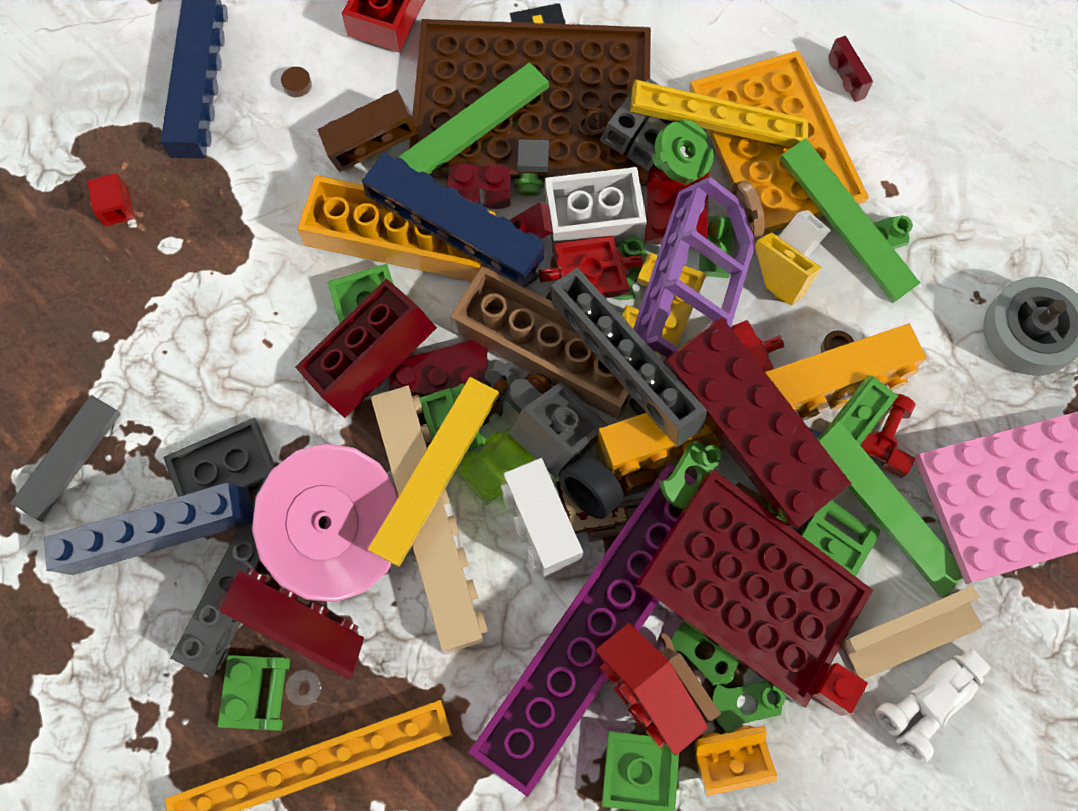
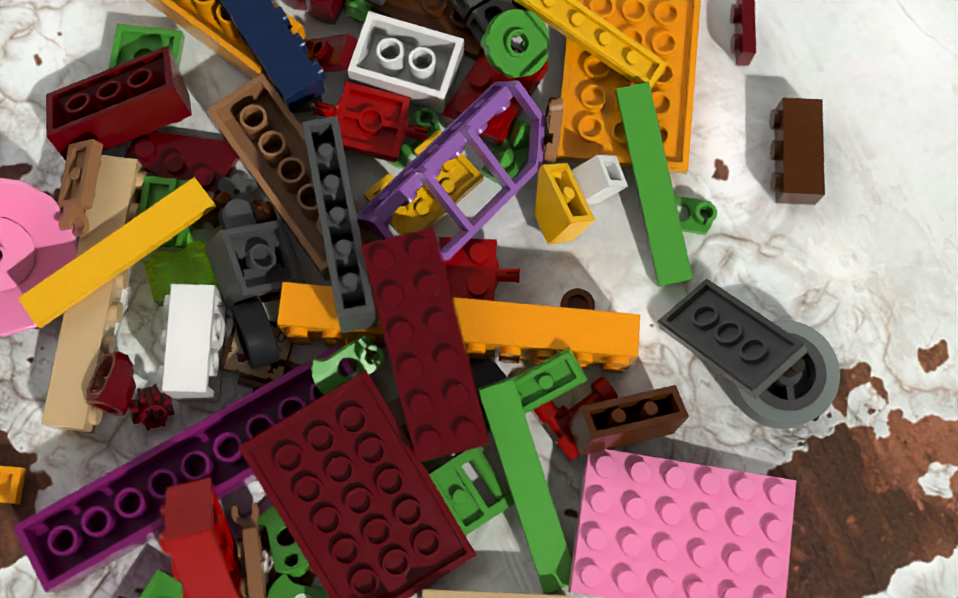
camera: 20 degrees right, 5 degrees up
(371, 427) = (79, 185): none -> medium nougat plate
(488, 587) = (112, 384): none -> dark red rock
(528, 593) = (151, 407): none -> dark red gear
(637, 482) = (302, 348): reddish brown tile -> none
(939, 417) = (627, 420): none -> reddish brown brick
(946, 146) = (798, 151): none -> reddish brown brick
(987, 311) = (732, 337): none -> dark grey tile

